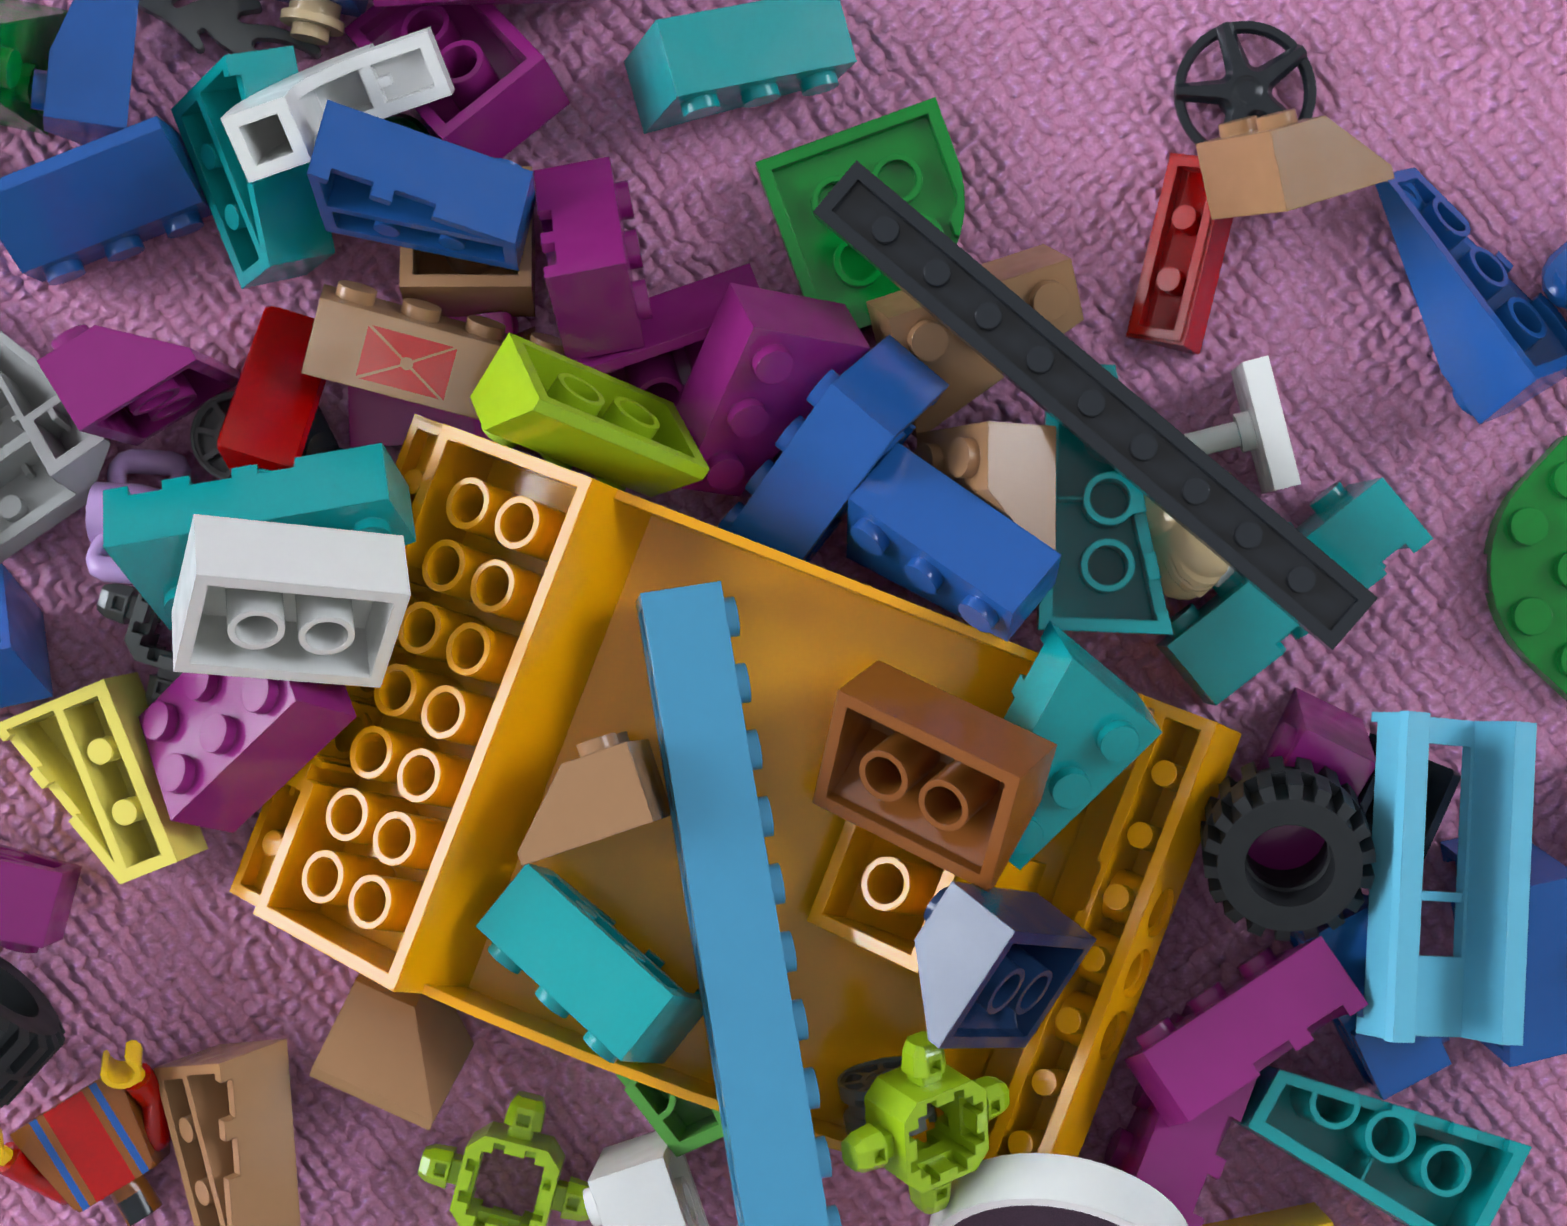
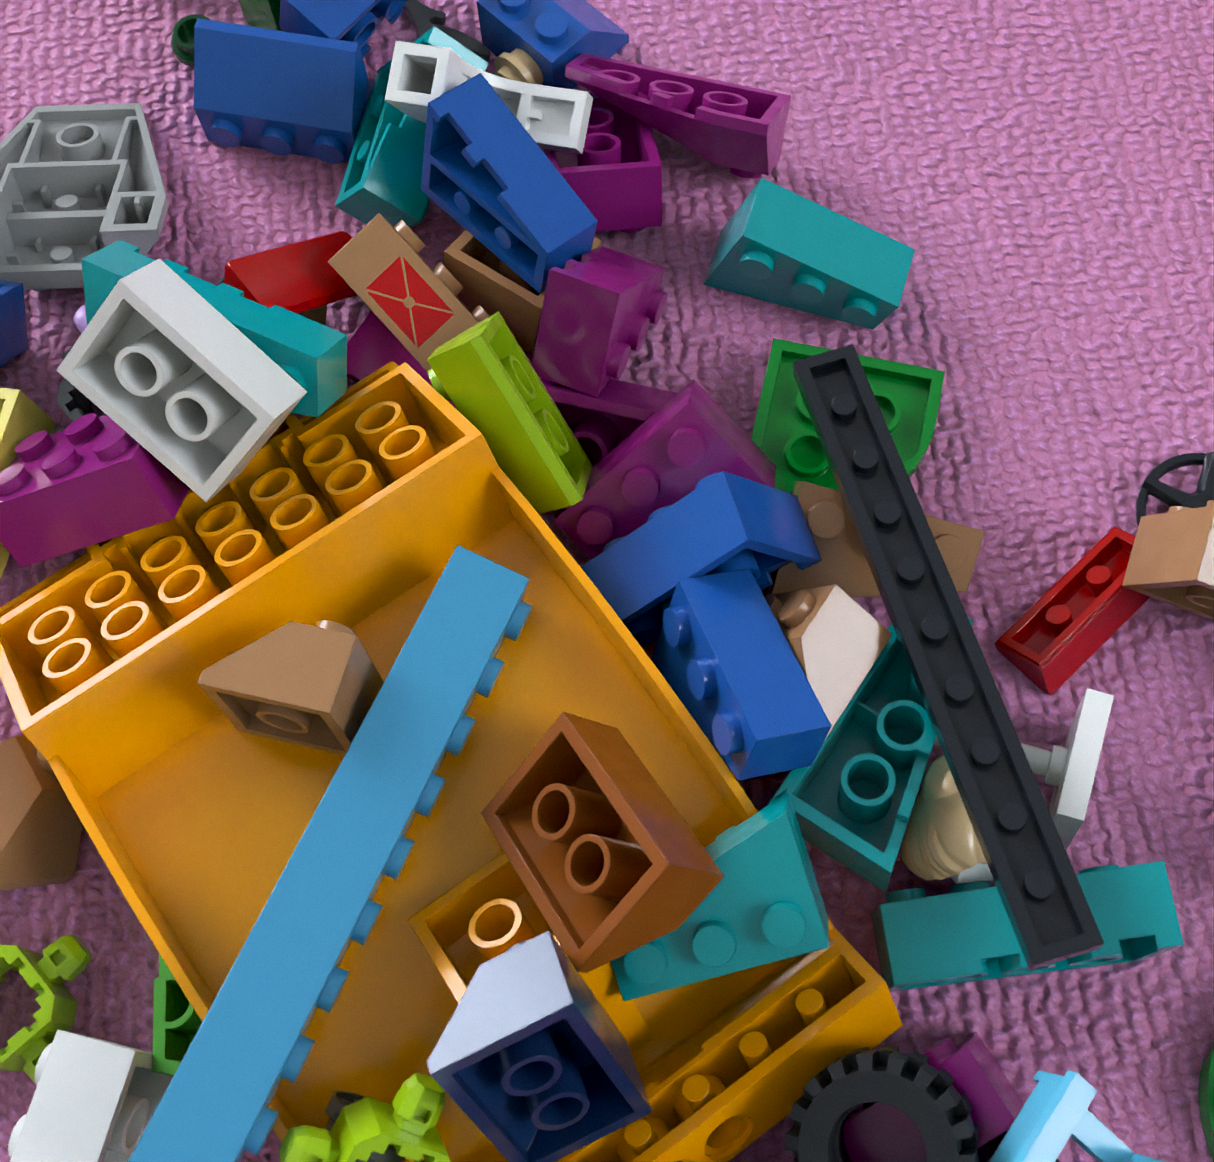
camera: 35 degrees right, 20 degrees down
(130, 383) = (202, 197): magenta slope -> none
(589, 969) = (194, 833): teal wedge -> none

